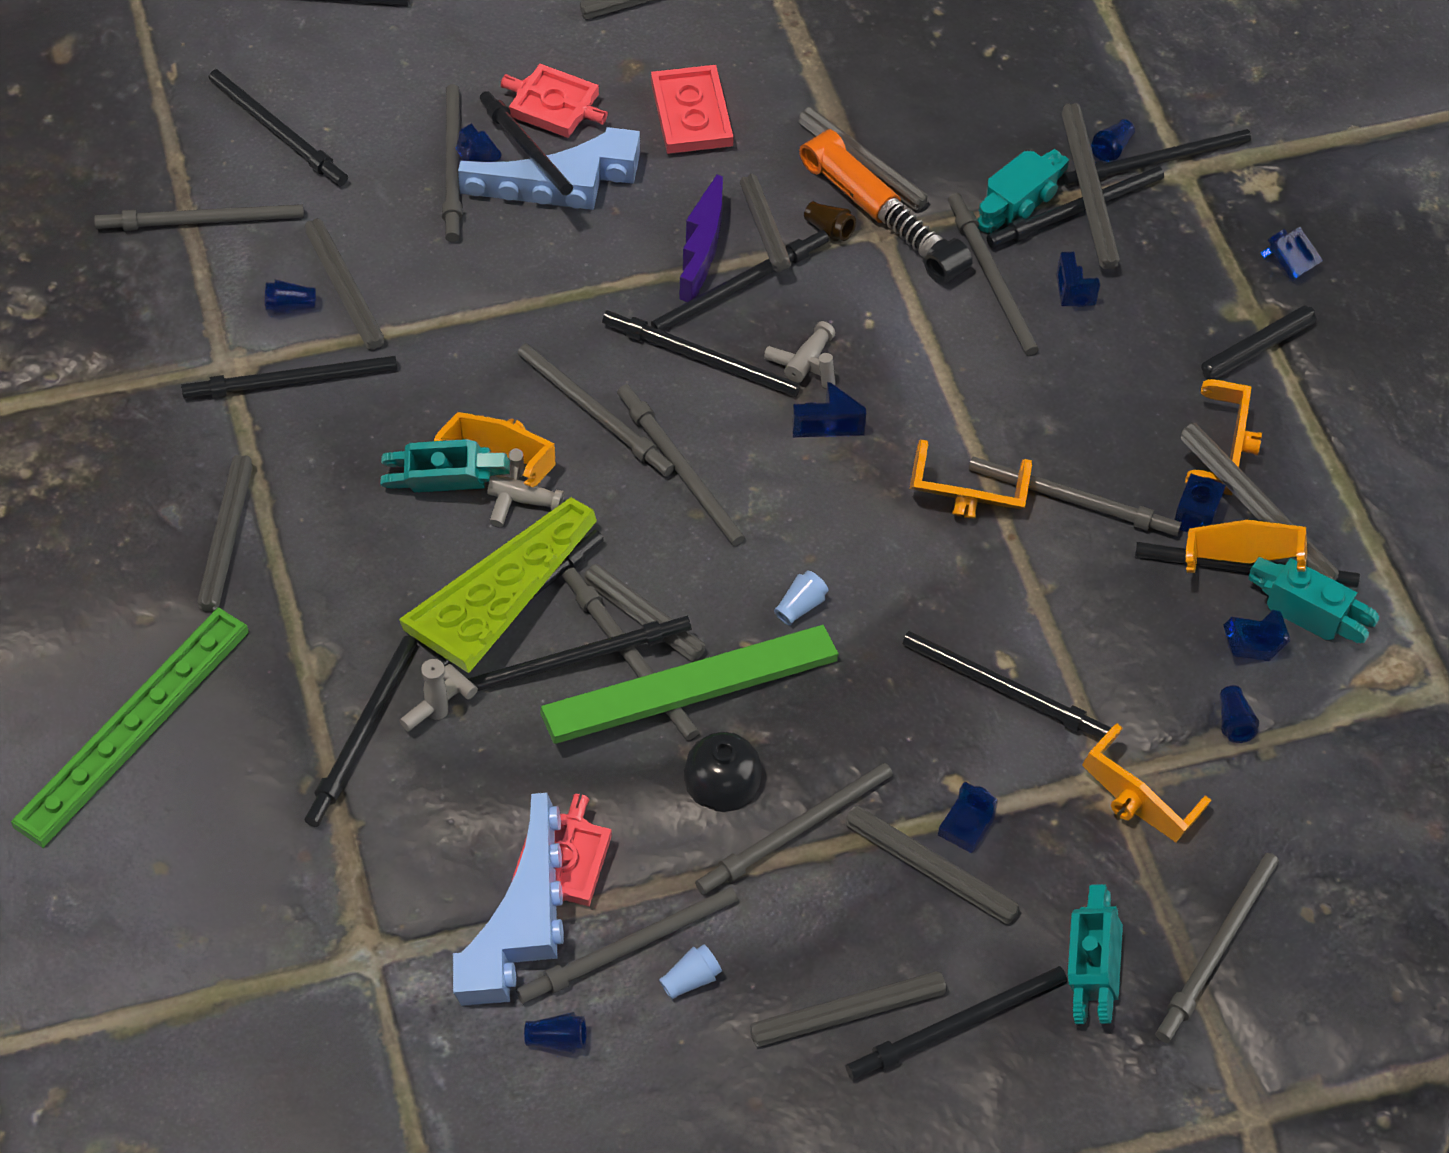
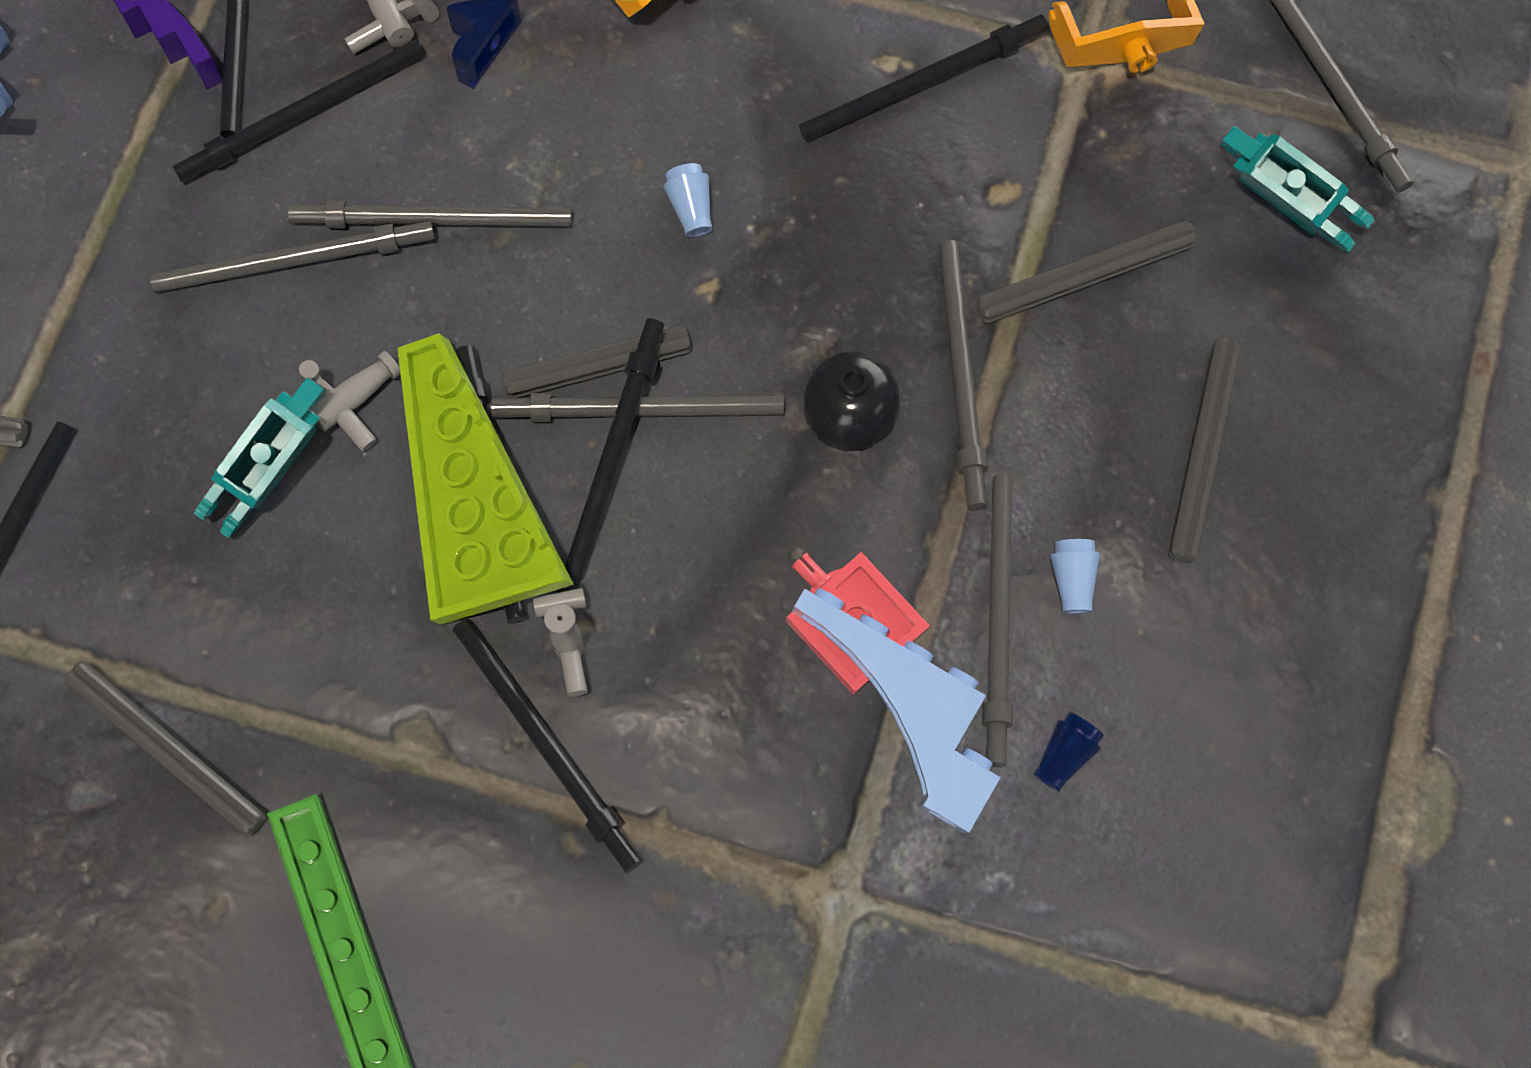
camera: 55 degrees left, 15 degrees up
(502, 437) = (270, 373): light orange piece -> none
(688, 684) = (725, 375): bright green tile -> none
(888, 1053) = (1279, 441): black bar -> none
(969, 817) = (1056, 204): clear blue bracket -> none

